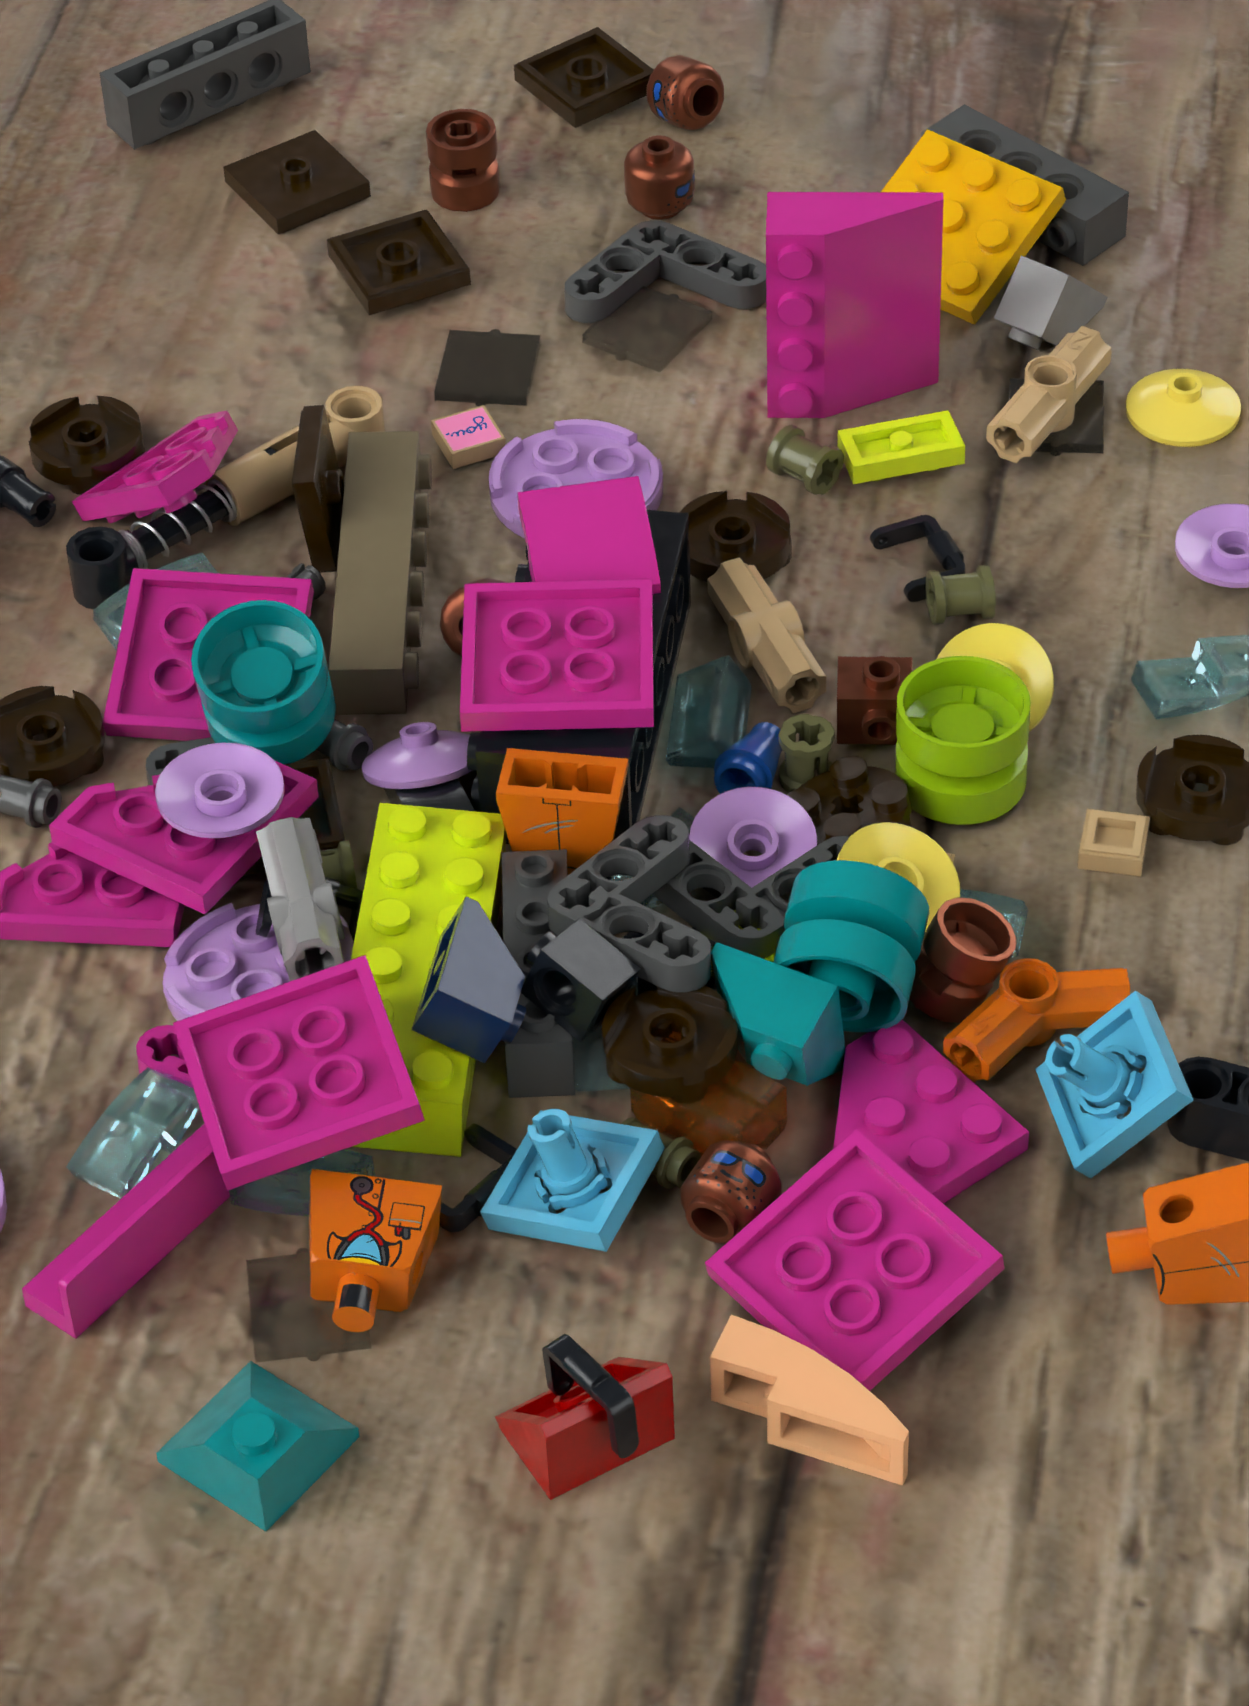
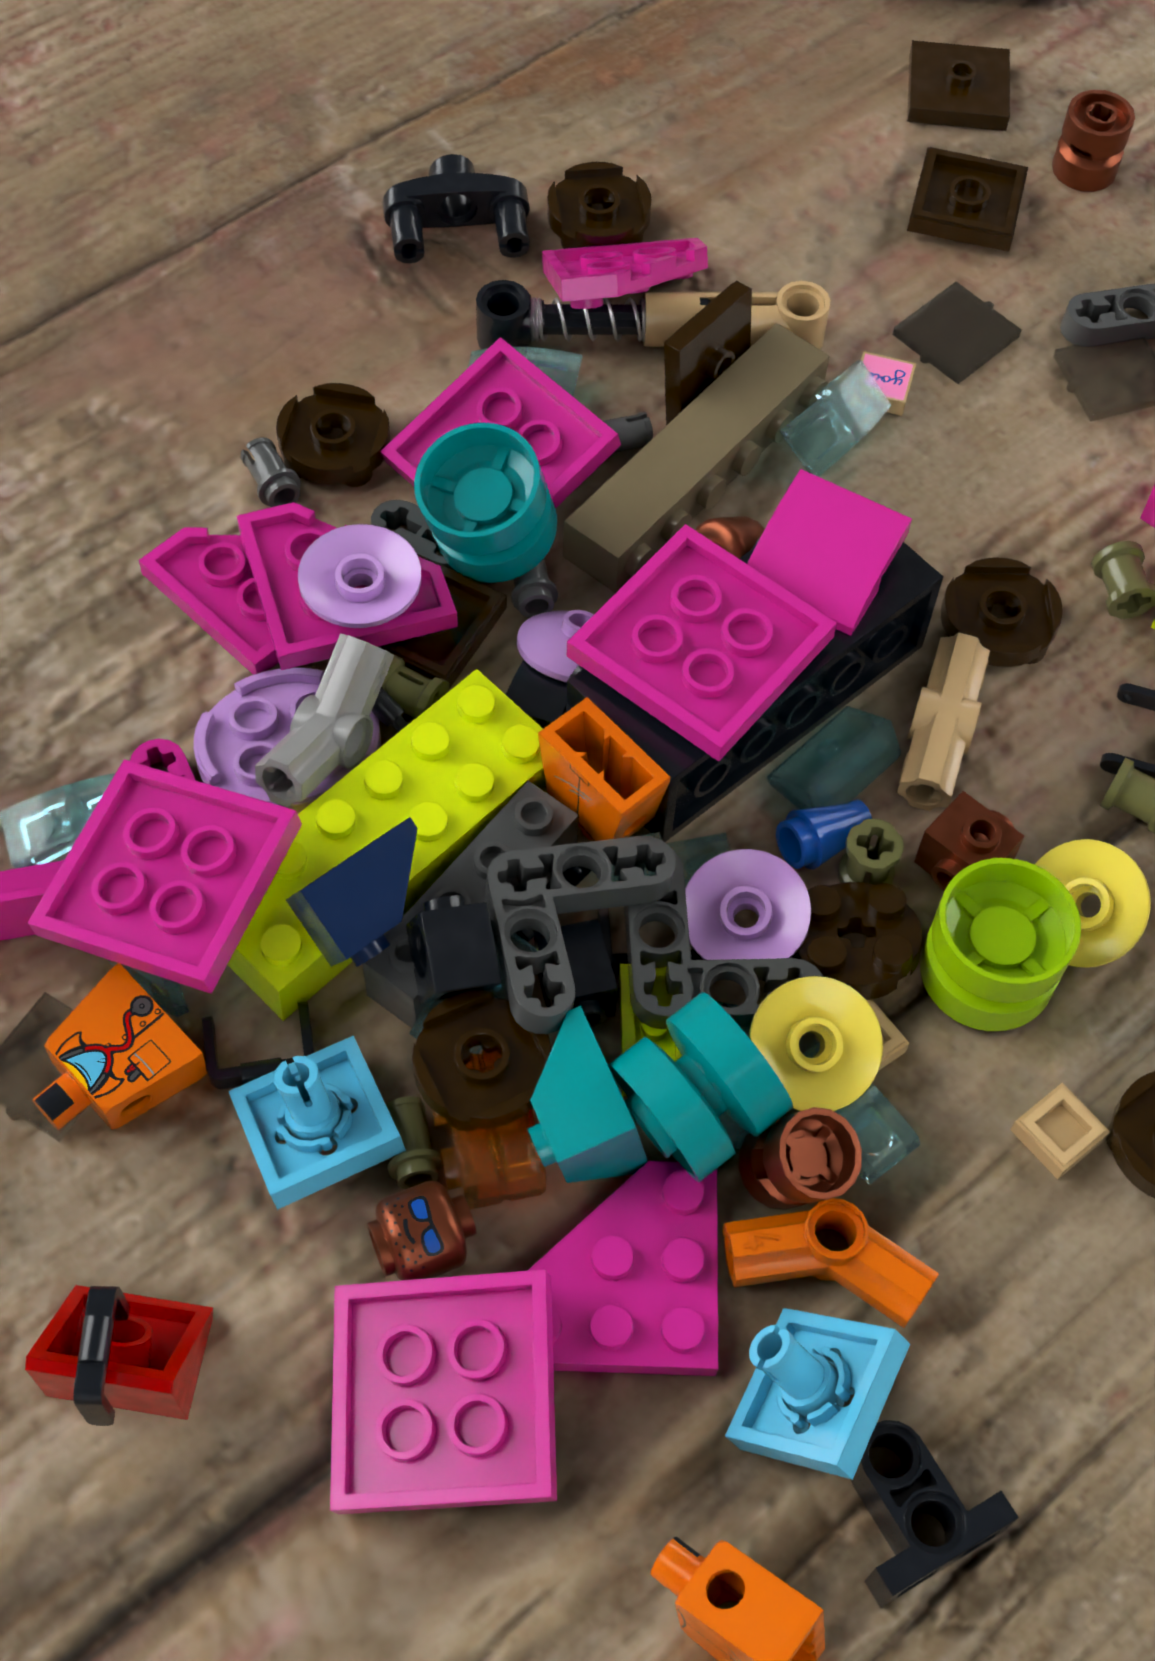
camera: 35 degrees right, 15 degrees up
(466, 479) = (837, 420): none -> clear light blue slope
(570, 455) = (936, 471): lavender tile -> none
(807, 1401) = (292, 1485): light nougat slope -> none

